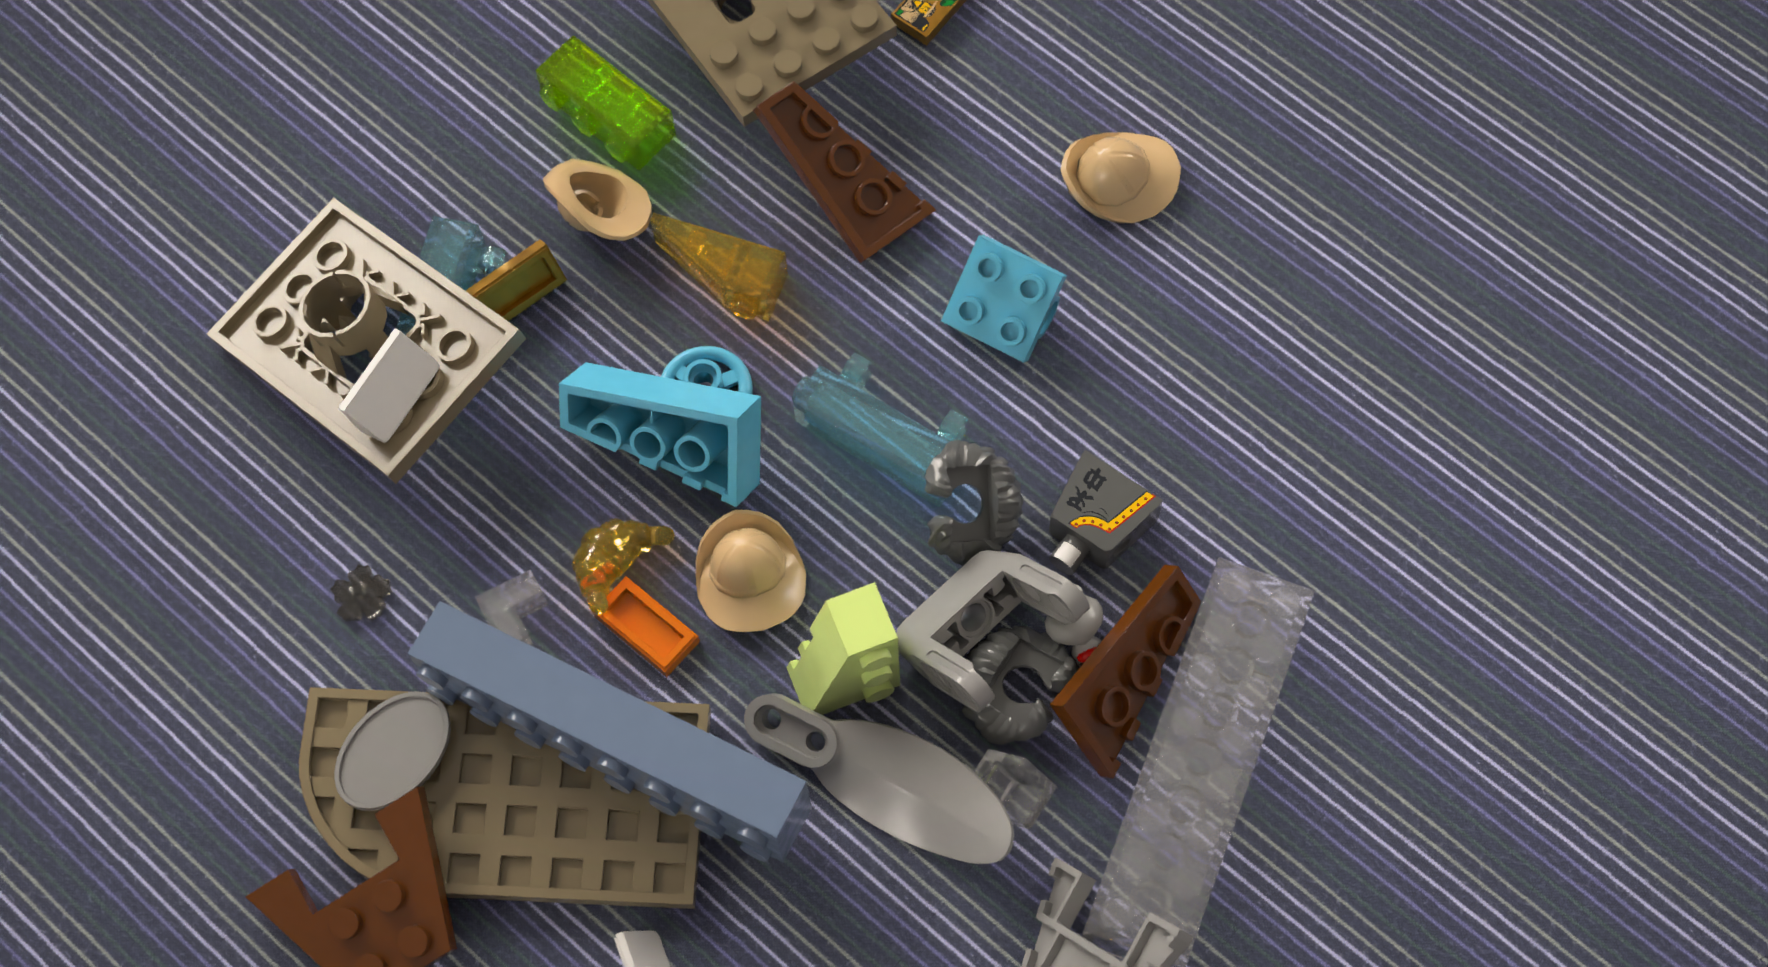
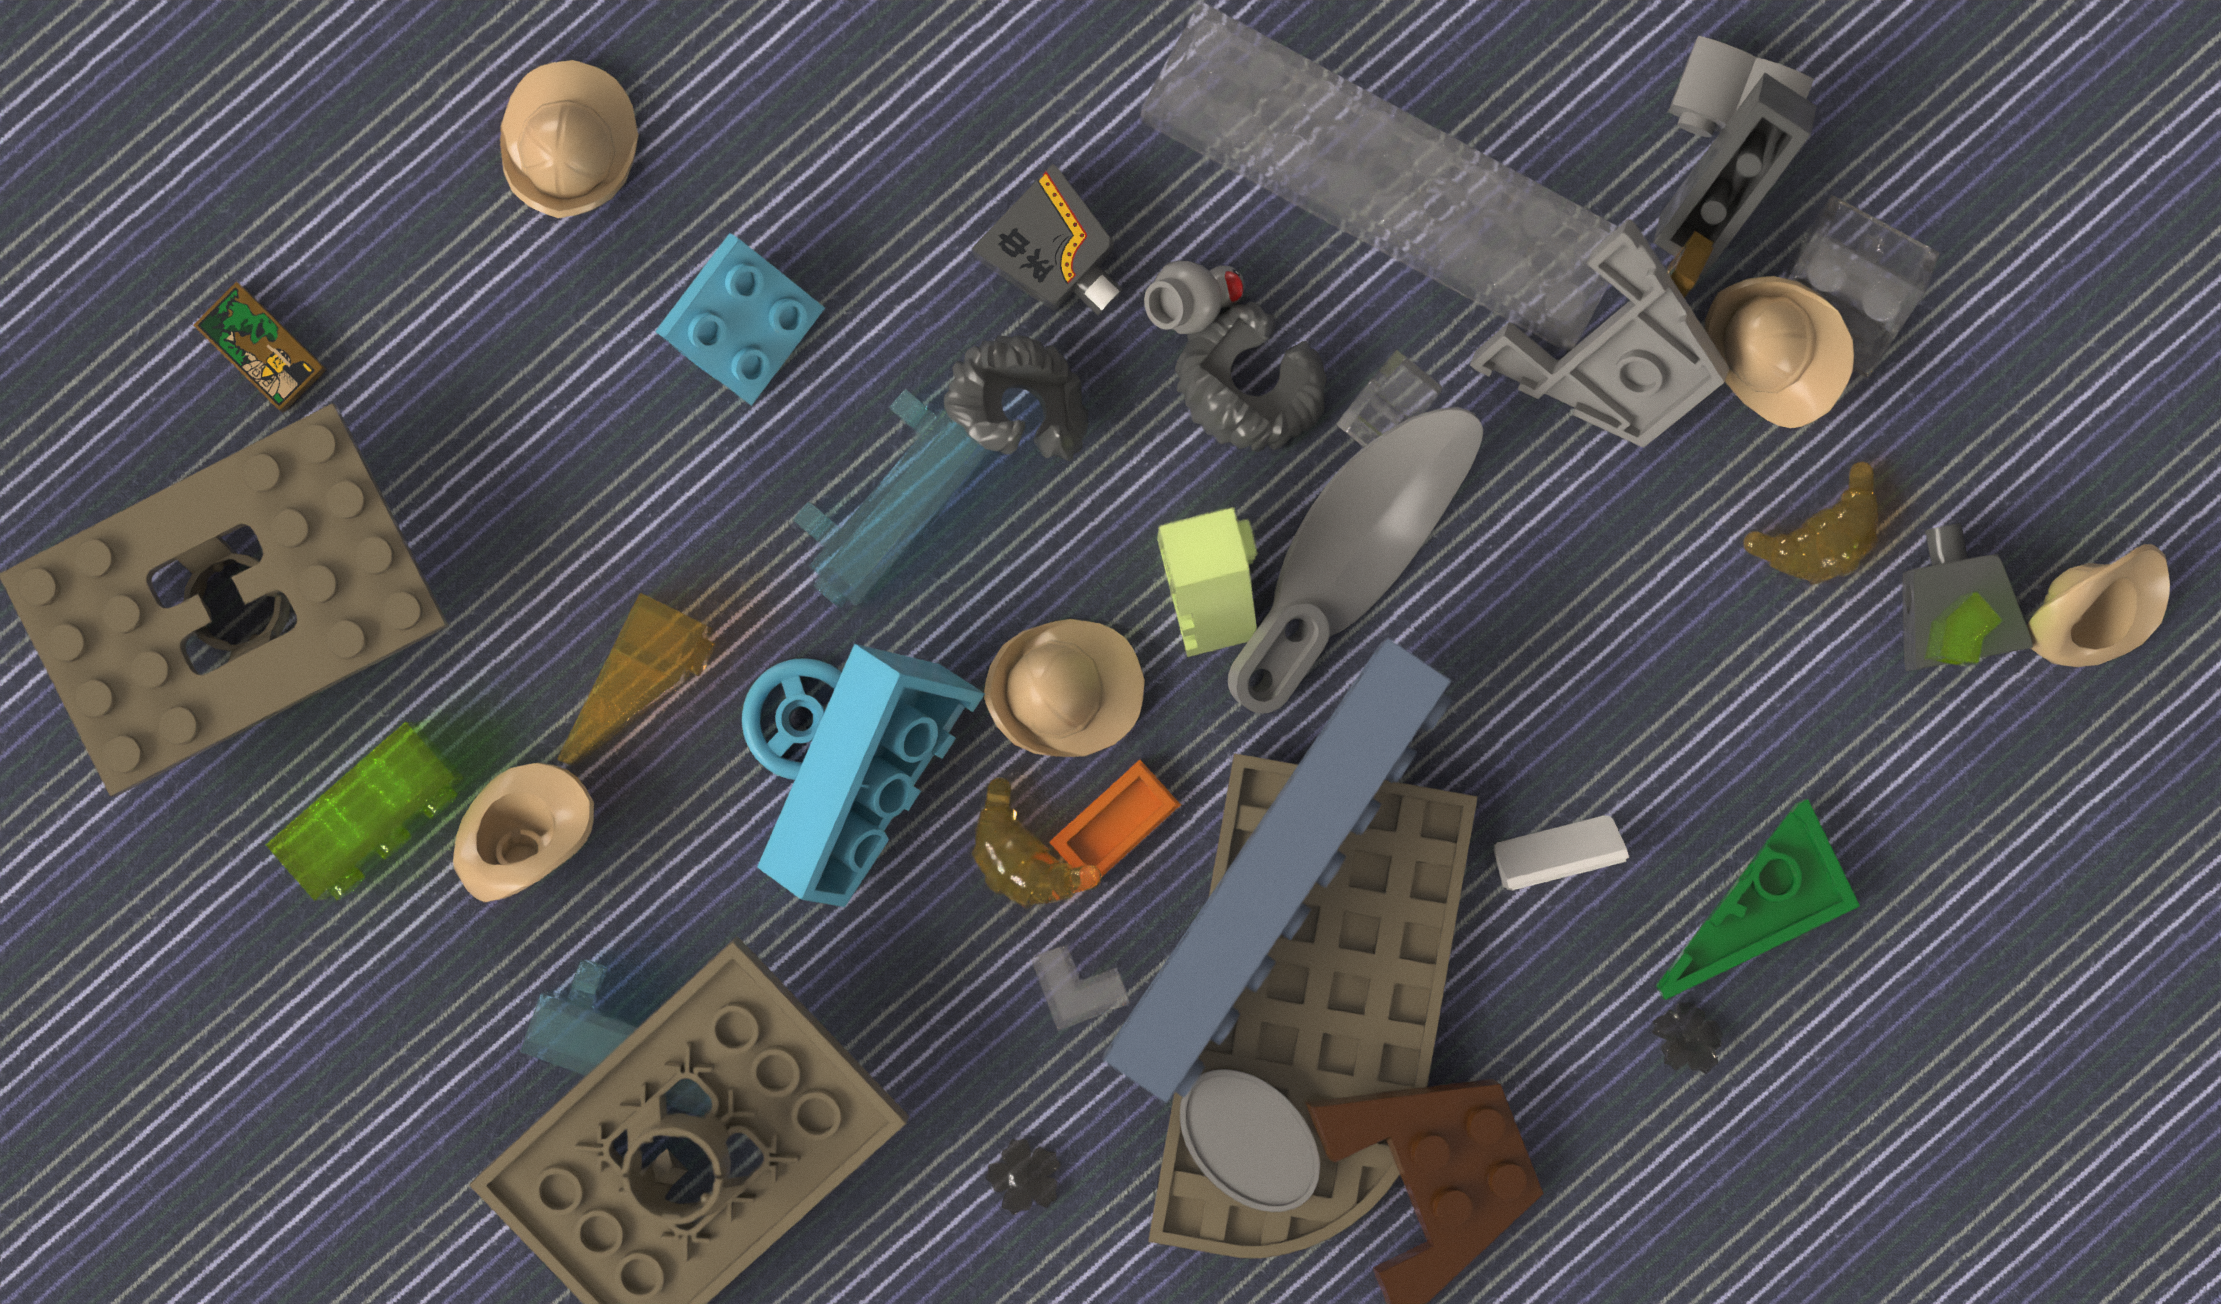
camera: 85 degrees left, 20 degrees up
(389, 387) = (791, 1111): white slope -> none
(520, 281) = (627, 951): pearl gold tile -> none
(847, 182) = (548, 495): reddish brown wing -> none
(972, 605) = (1158, 425): light grey connector -> none
(1125, 668) = (1251, 240): reddish brown wing -> none

